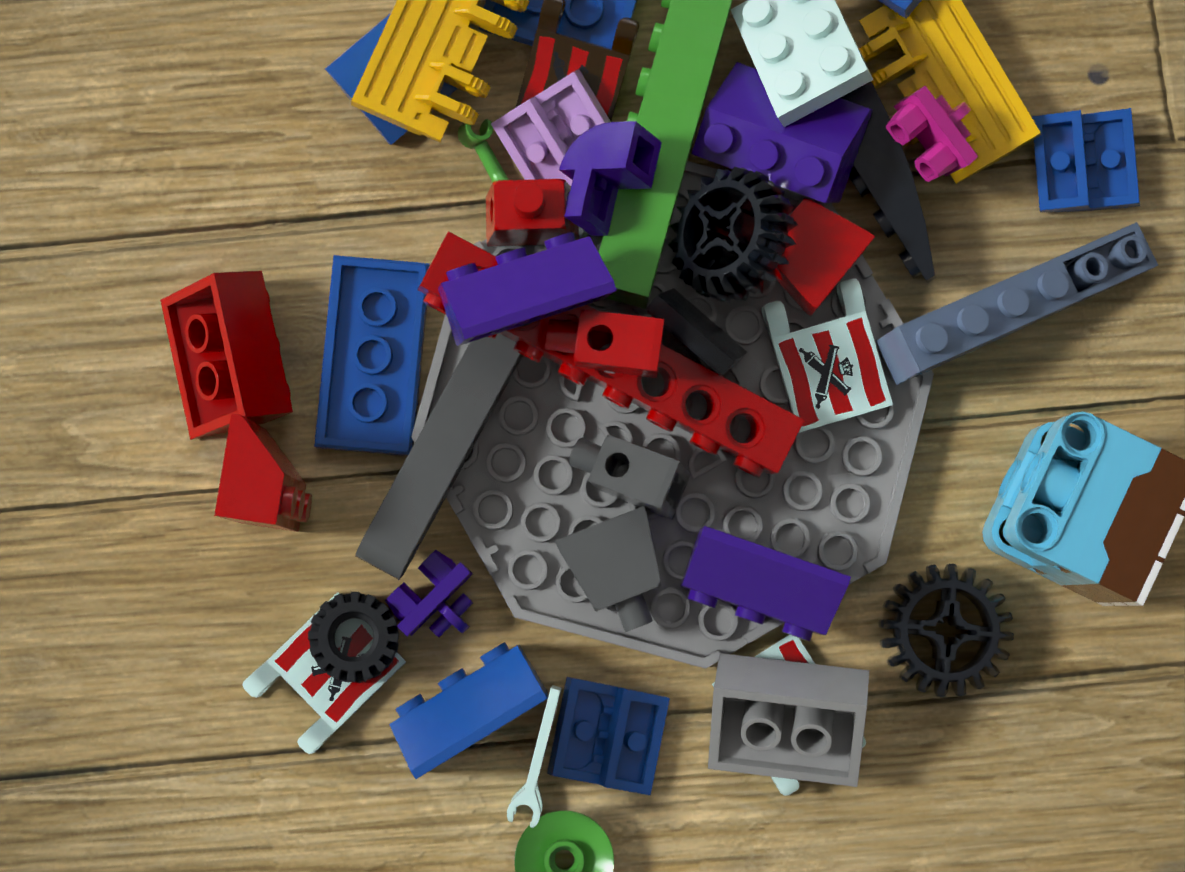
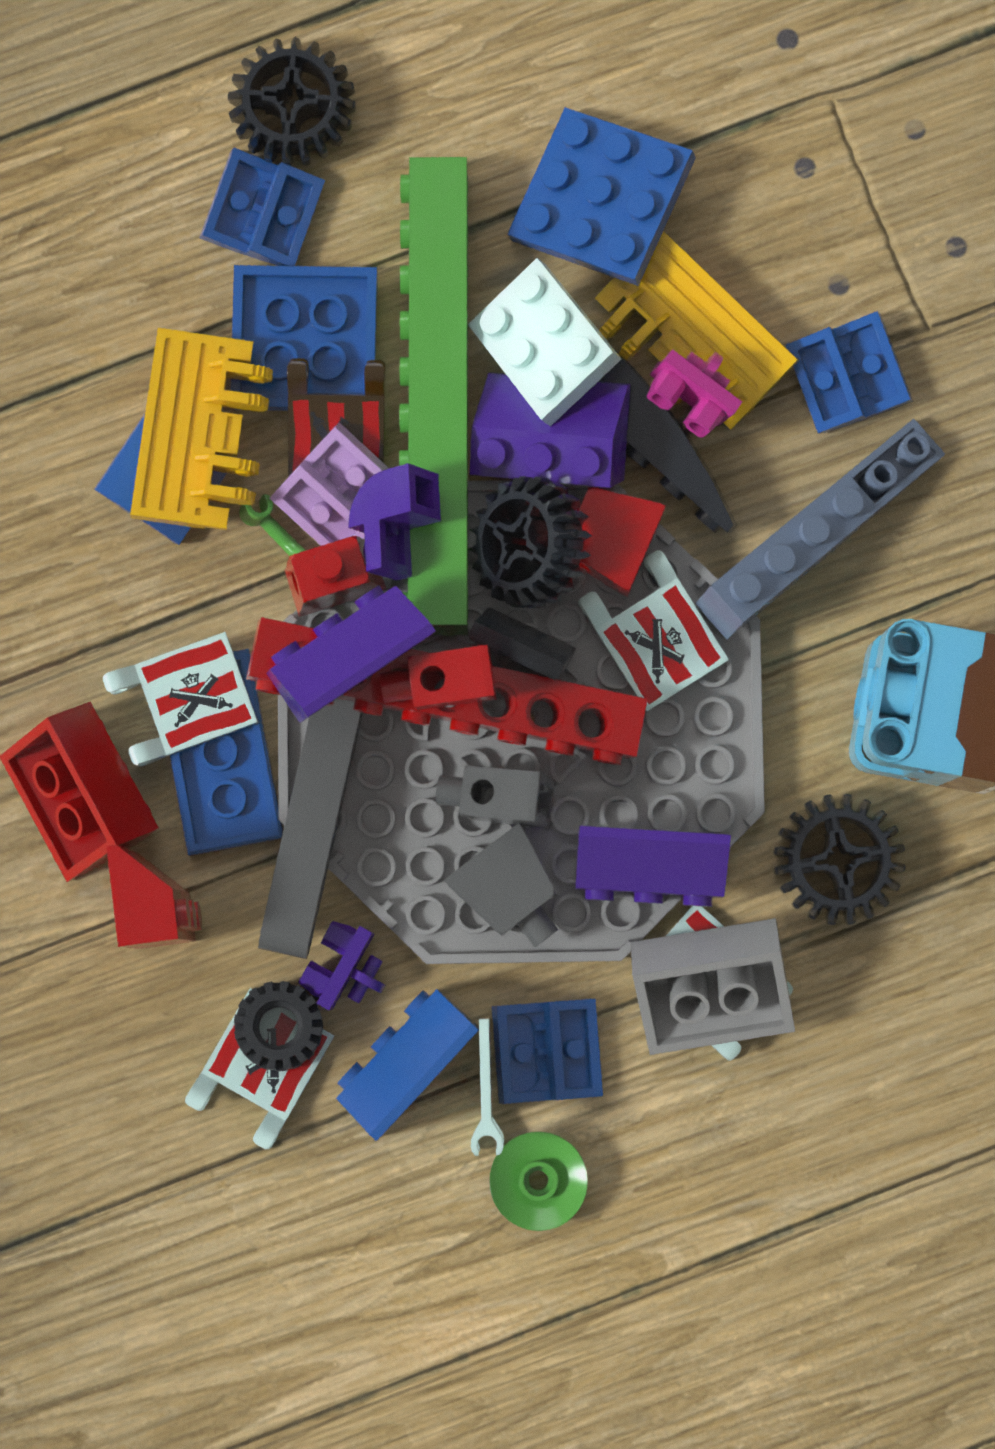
camera: 10 degrees left, 0 degrees up
(361, 293) = (191, 695): none -> flag

